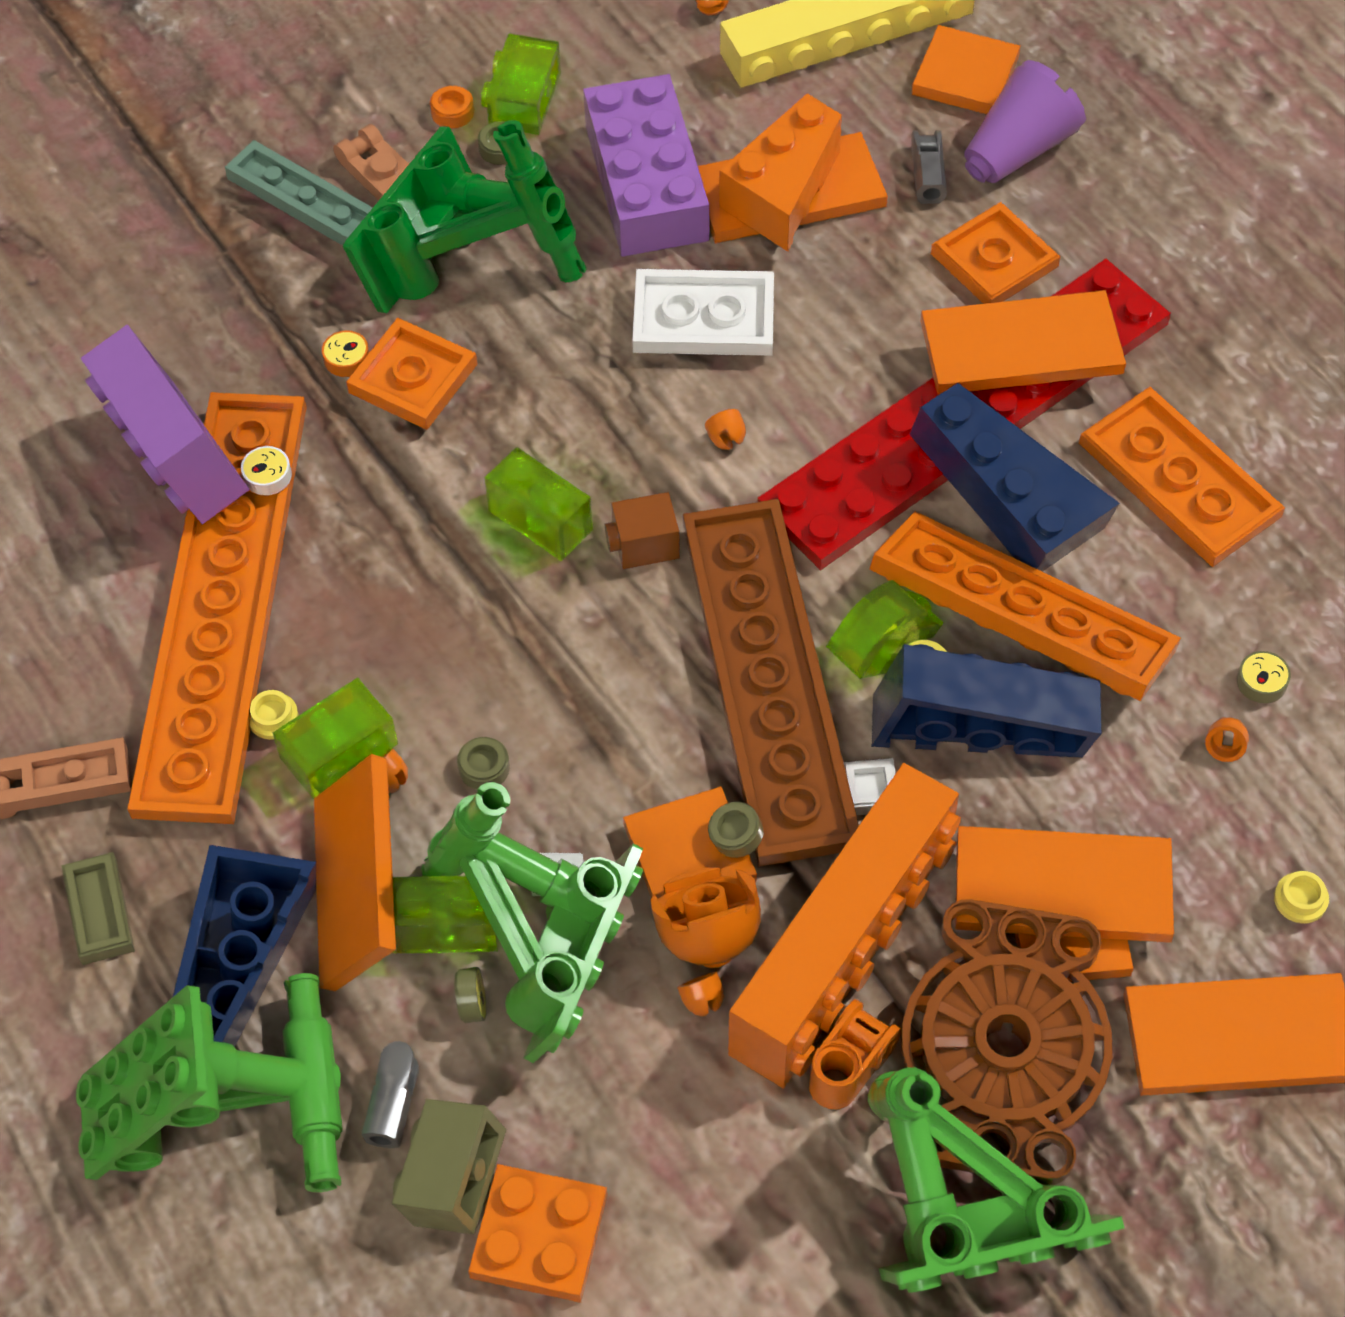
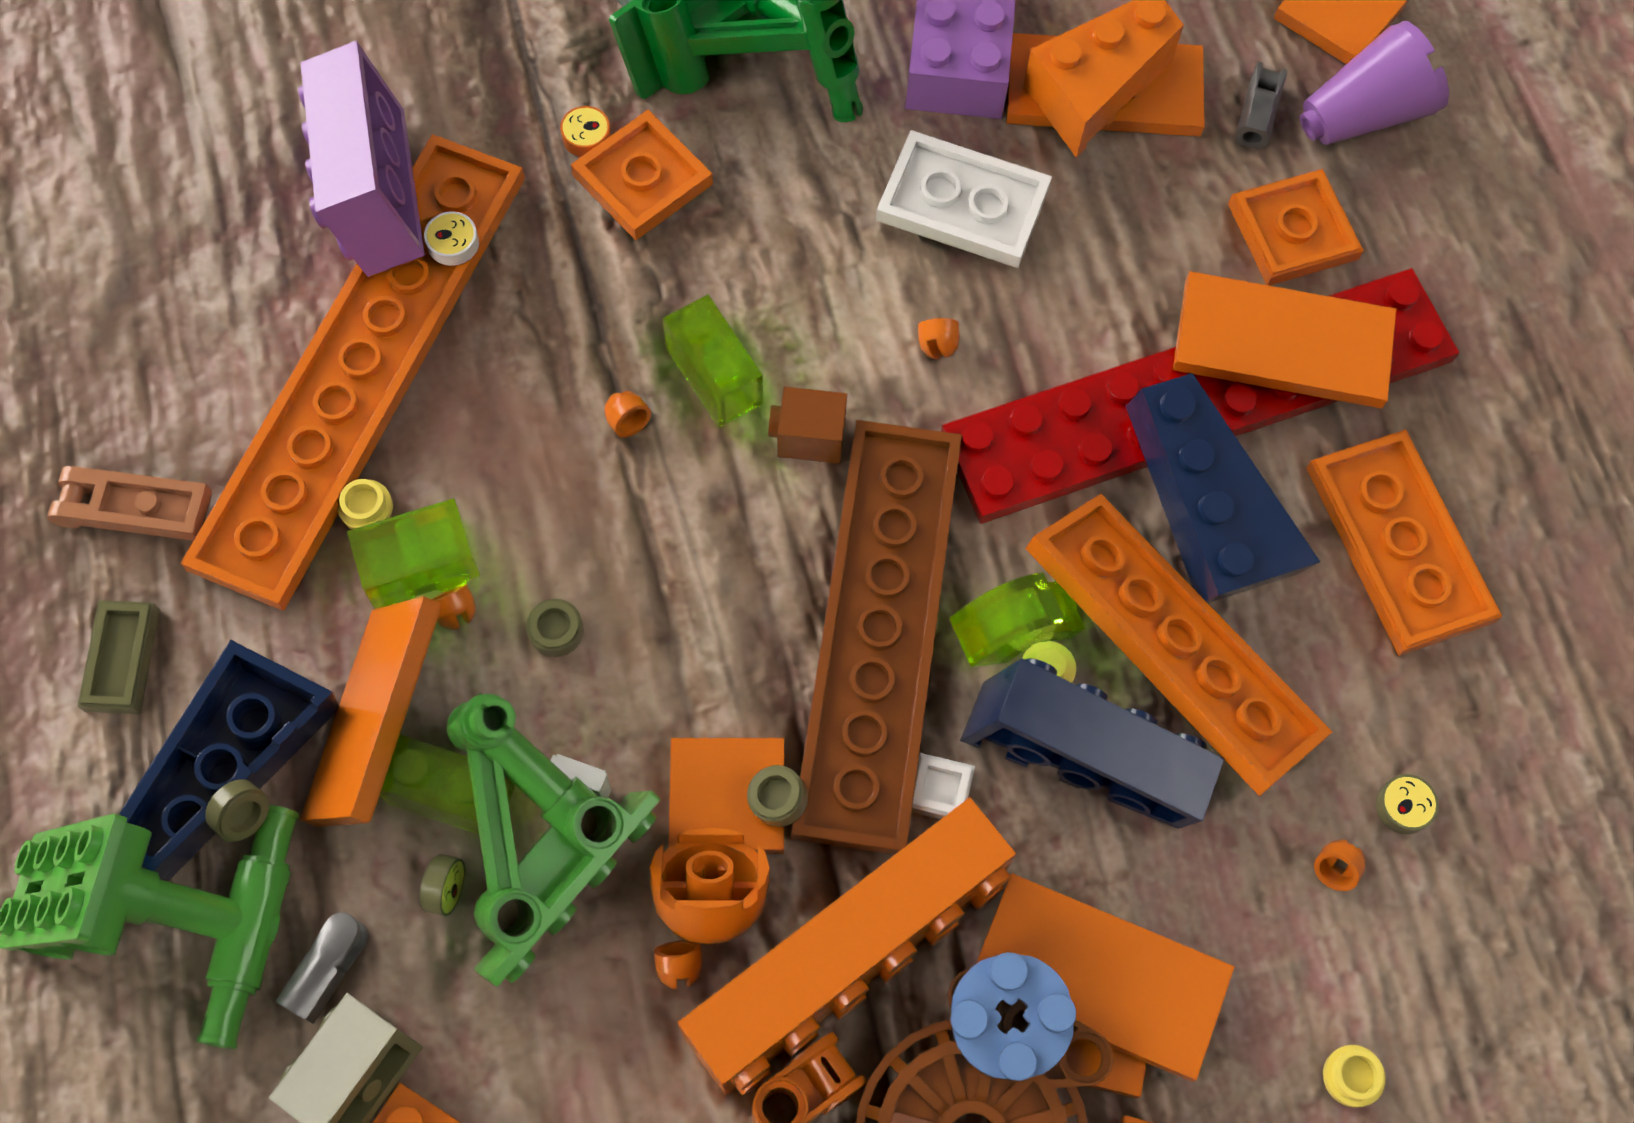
camera: 15 degrees right, 10 degrees up
(270, 982) = (237, 810): none -> olive tile
(477, 570) = (626, 413): none -> orange hinge
(996, 894) = (1048, 1015): none -> medium blue plate

